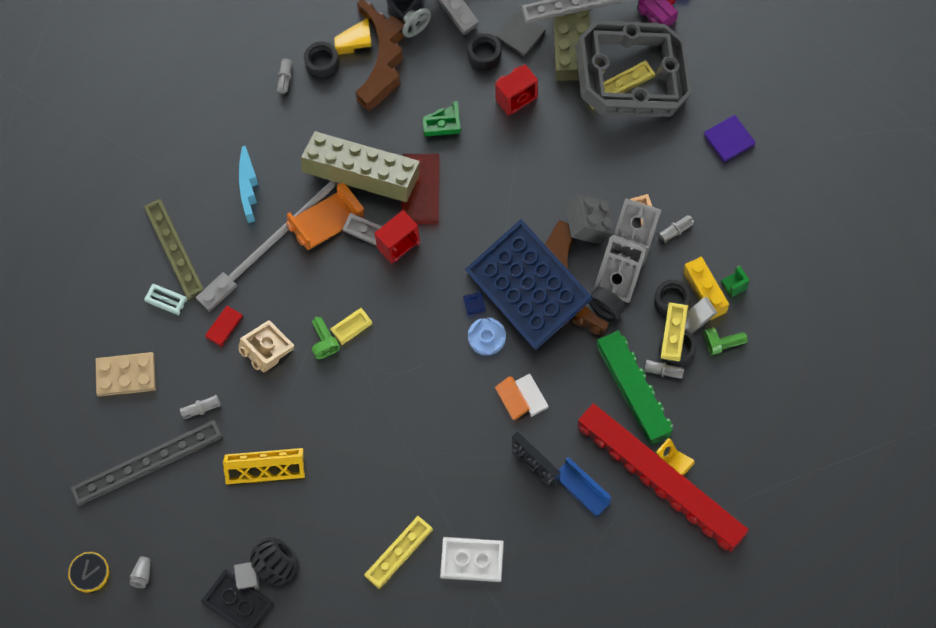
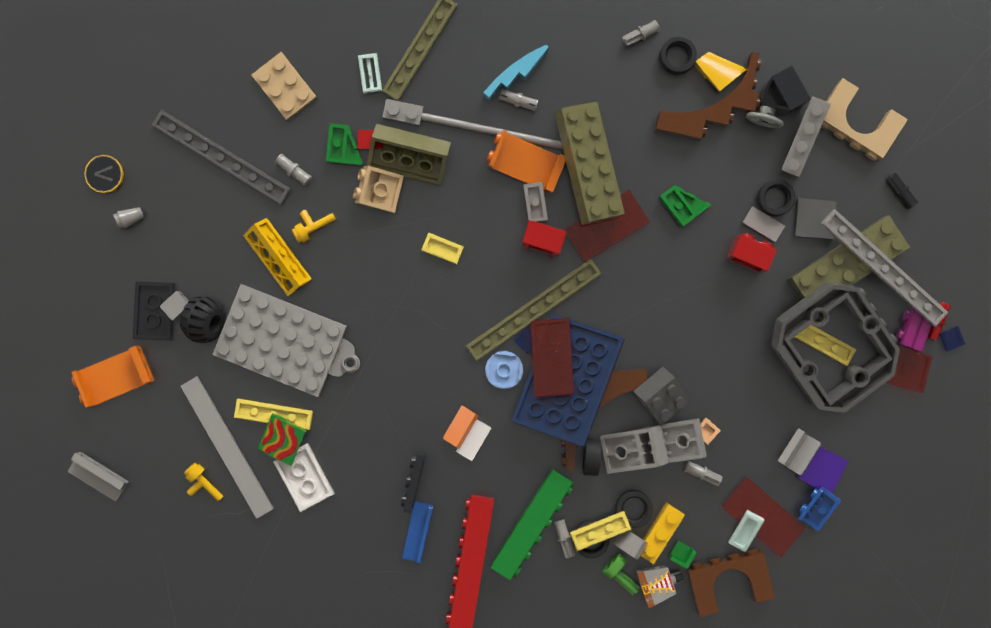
camera: 60 degrees right, 20 degrees up
(209, 356) = (341, 146): none -> green wing
(257, 303) = (409, 154): none -> olive slope
(257, 430) = (301, 232): none -> yellow piece
(271, 196) = (518, 99): none -> light grey pin
(328, 344) = (414, 241): bright green piece -> none
(337, 506) = (279, 340): none -> light grey plate
(386, 465) = (345, 352): none -> light grey plate
(401, 611) = (227, 447): none -> light grey tile
(425, 554) = (281, 439): none -> slope
(452, 285) = (533, 310): none -> olive tile
(493, 73) = (763, 224): none -> light grey tile
(501, 285) = (552, 358): none -> clear red tile
(675, 458) = (488, 596): yellow bracket -> none
(690, 30) = (911, 370): none -> clear red tile
(704, 145) = (799, 452): none -> light grey panel
(742, 203) = (778, 528): none -> clear red tile
(745, 221) = (746, 530): none -> light aqua tile
(749, 315) = (658, 583): none -> torso
(761, 155) = (819, 509): none -> blue bracket
(780, 233) = (704, 576): none -> reddish brown arch

